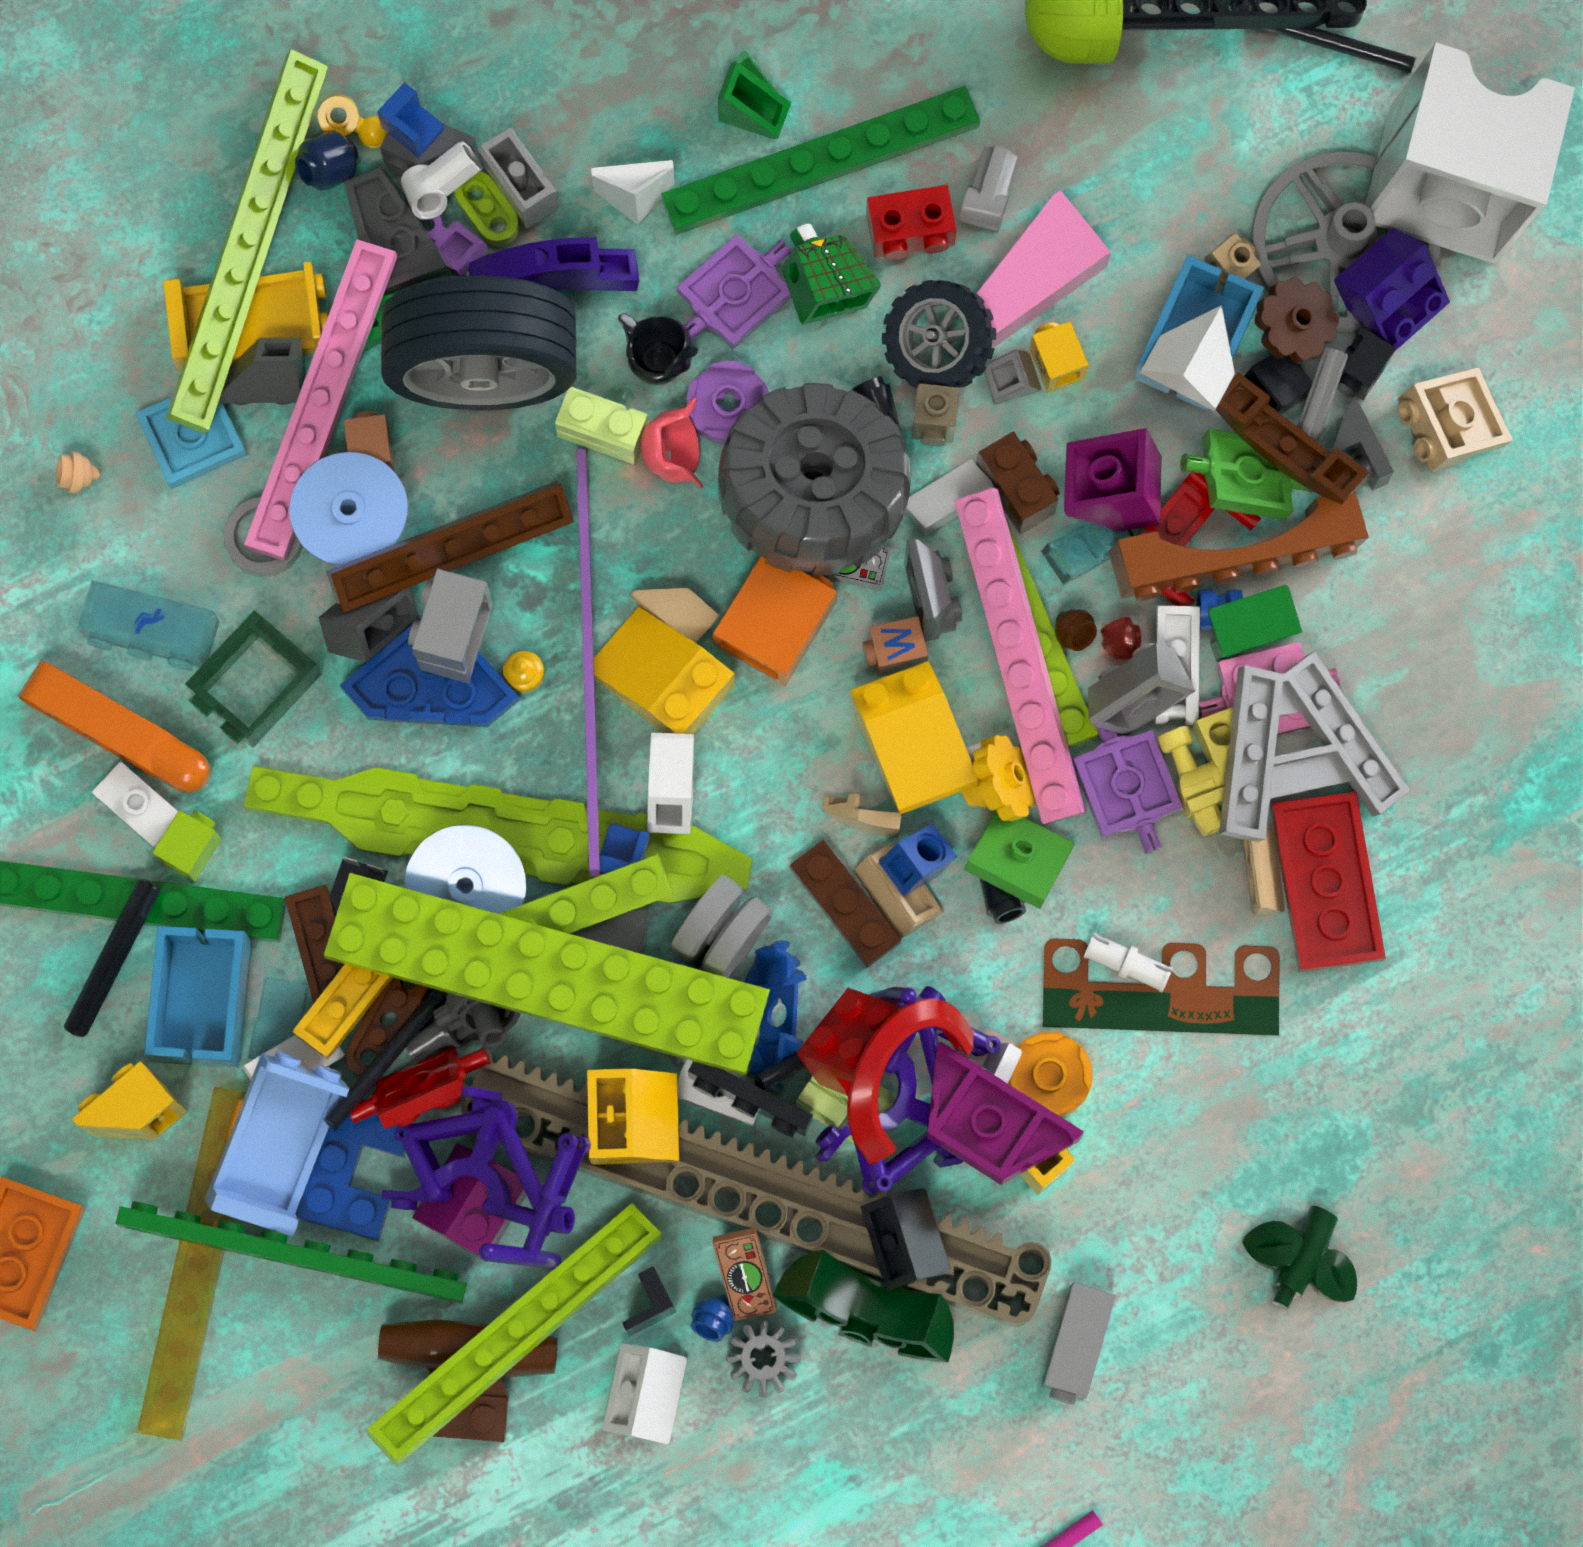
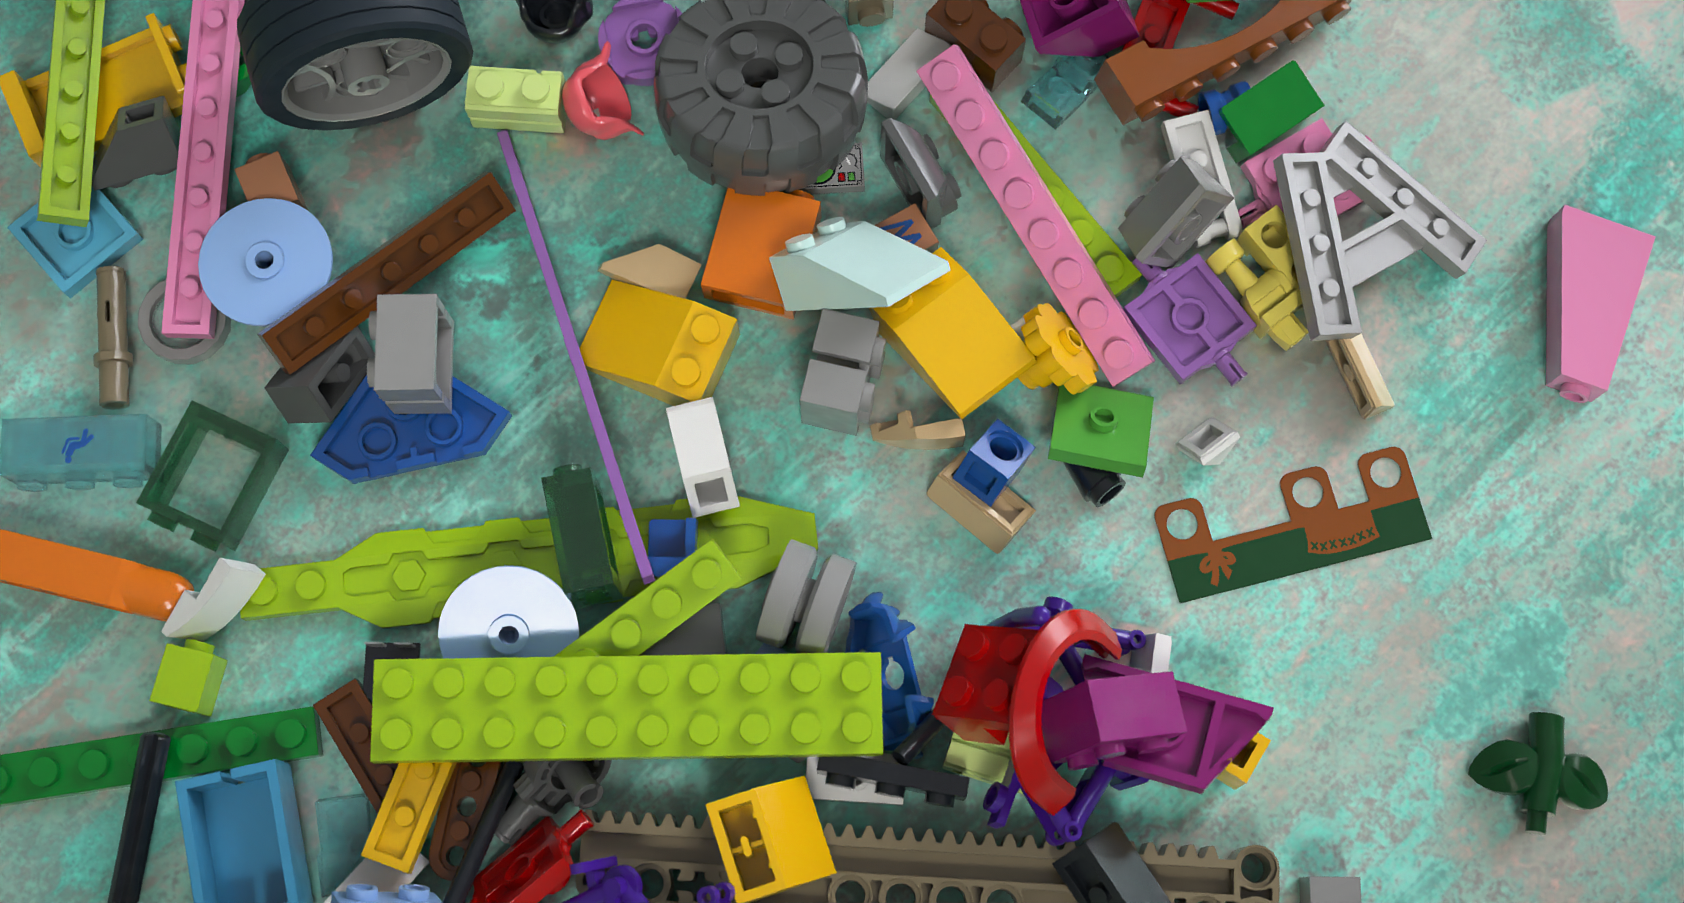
camera: 15 degrees left, 0 degrees up
(135, 803) = (118, 649): white plate -> none
(196, 552) = (112, 352): none -> dark tan pin
(216, 793) = (221, 598): none -> white slope
(523, 671) = (507, 383): yellow plate -> none
(549, 821) = (582, 536): none -> clear green window
(805, 756) = (838, 383): none -> light grey piece
(844, 658) = (851, 267): none -> light aqua slope
(845, 903) = (928, 533): reddish brown plate -> none
(941, 1094) = (1109, 715): none -> magenta brick
(1053, 1072) = (1210, 649): light orange tile -> none
(1075, 629) = (1083, 172): reddish brown plate -> none
(1110, 896) = (1209, 442): none -> white slope
(1121, 638) = (1134, 168): clear red plate -> none
(1128, 962) = (1251, 507): white pin -> none
(1327, 882) = (1433, 361): red plate -> none
(1485, 863) = (1589, 298): none -> bright pink slope

